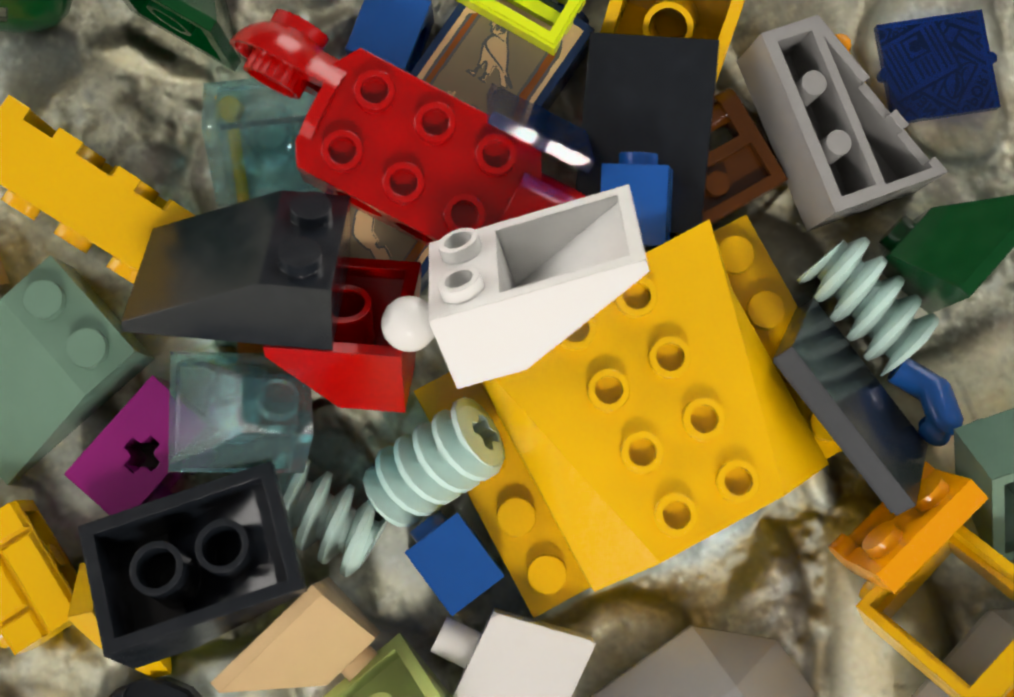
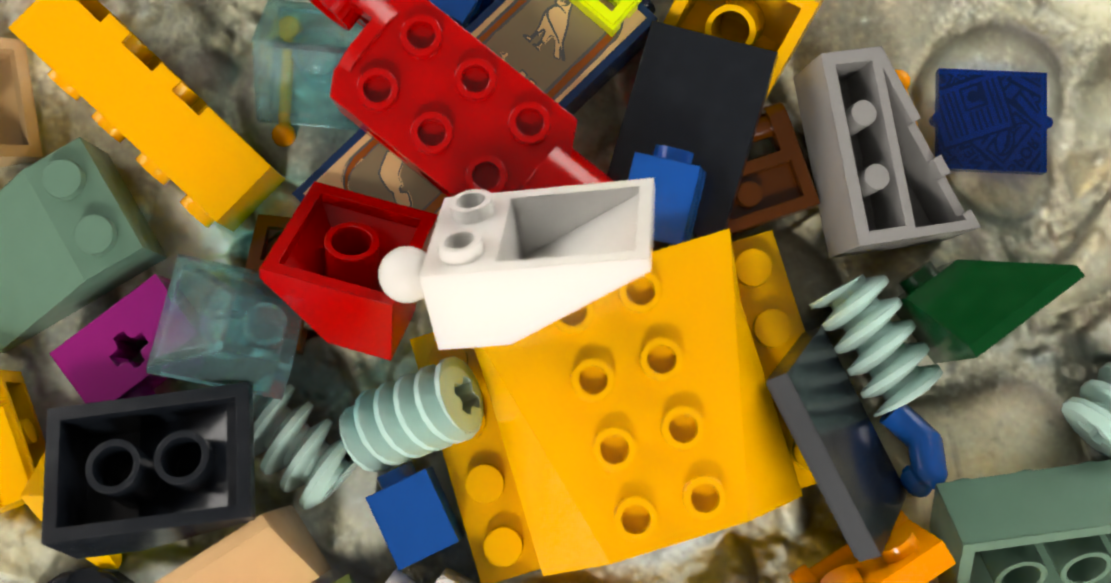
camera: 15 degrees right, 0 degrees up
(248, 273) = (262, 193): black slope -> none
(539, 128) = (579, 105): piece -> none

